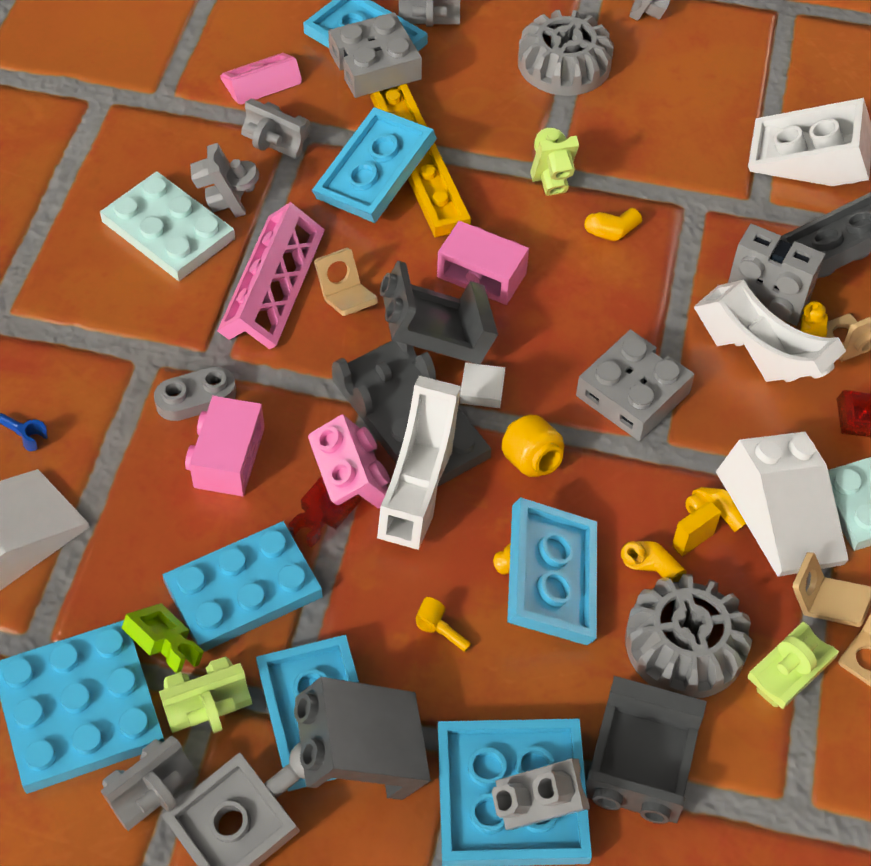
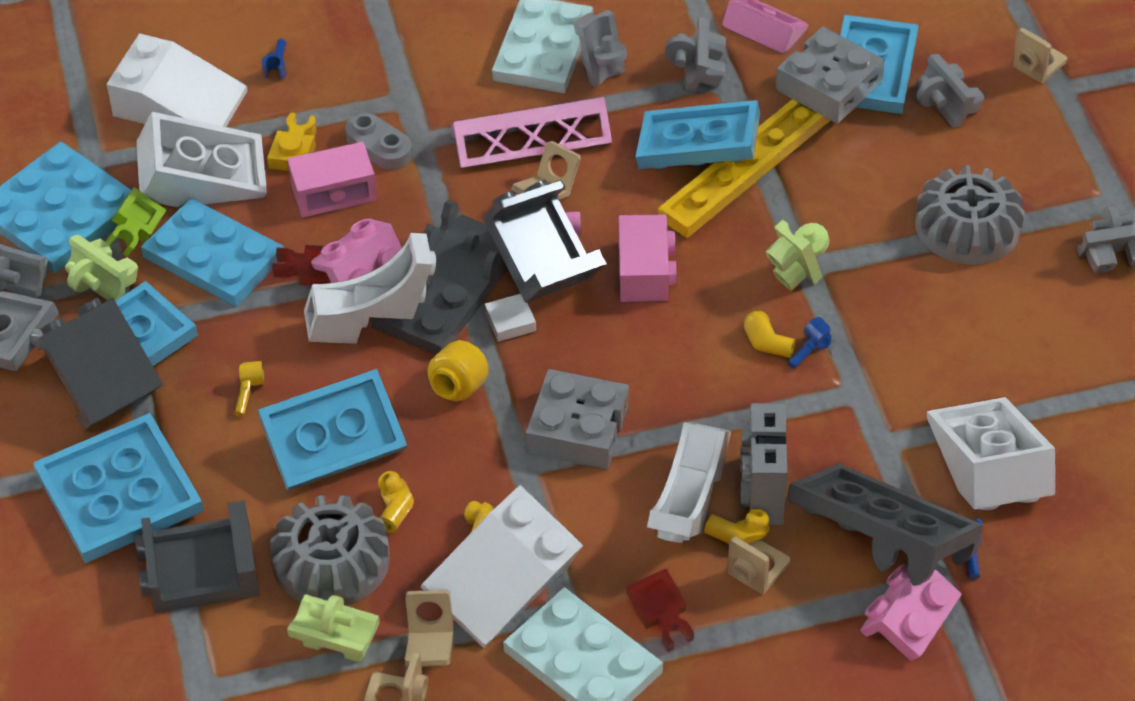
camera: 65 degrees right, 5 degrees down
(120, 550) = (198, 162): none -> white slope
(150, 465) = (295, 142): none -> yellow plate
(540, 794) = (102, 485): light grey hips -> none
(633, 193) = (818, 334): none -> blue hand
(696, 528) = (441, 515): yellow tile -> none

